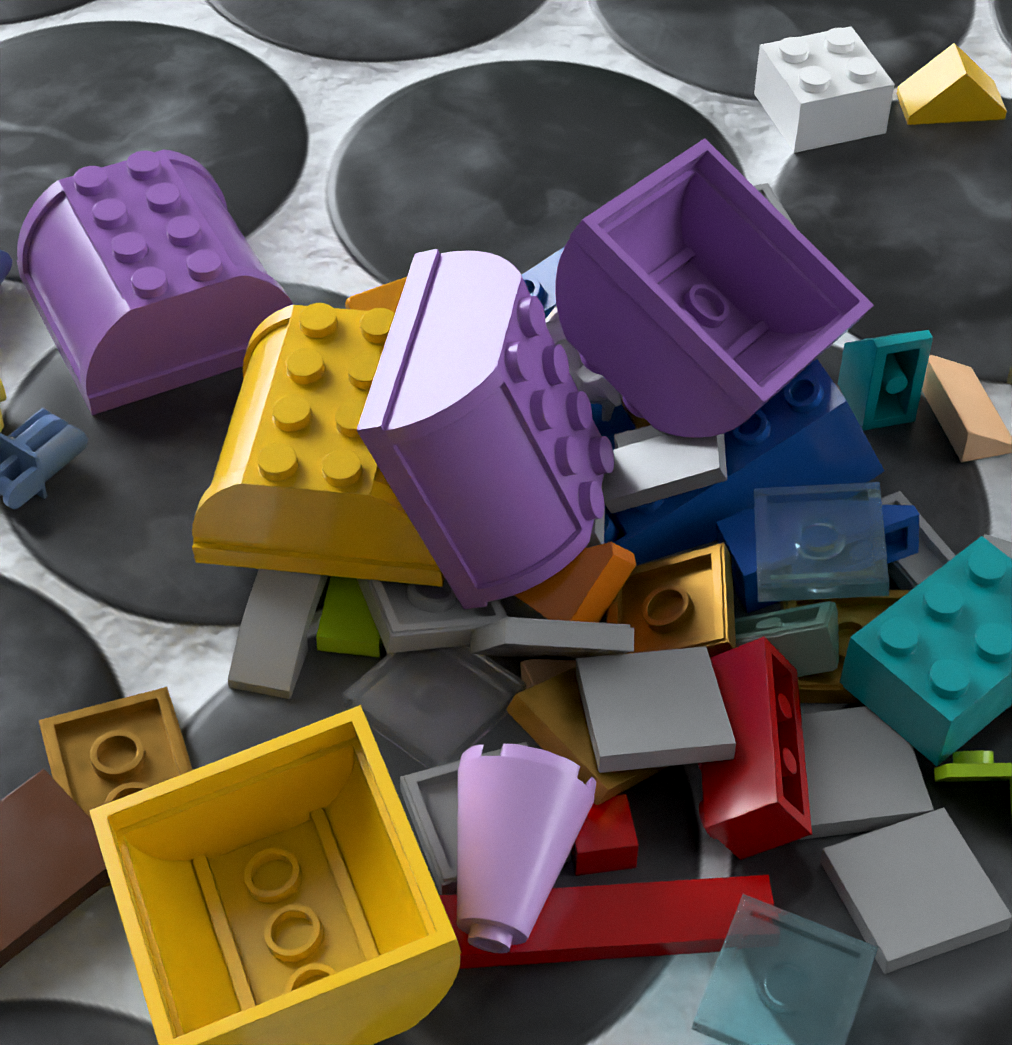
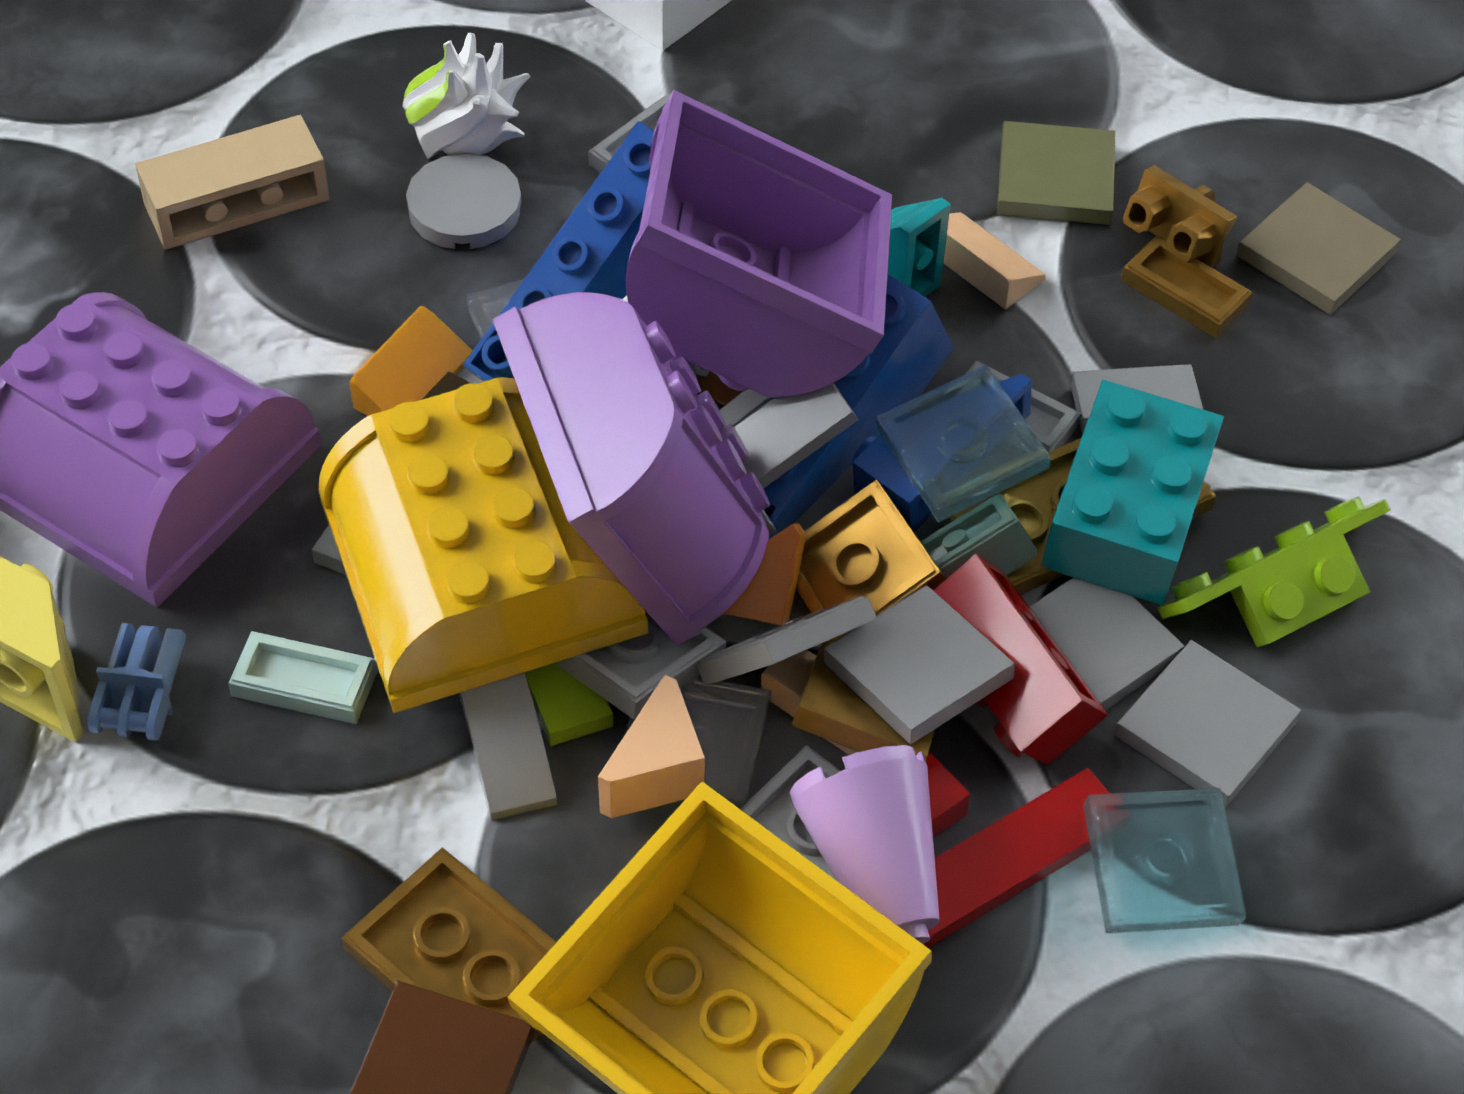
camera: 30 degrees left, 5 degrees up
(152, 509) = (303, 677): none -> light aqua tile
(366, 125) = (232, 181): none -> tan brick
(381, 678) = (656, 758): none -> light nougat slope
(541, 204) = (464, 201): none -> light grey tile
(584, 129) = (463, 102): none -> white hair

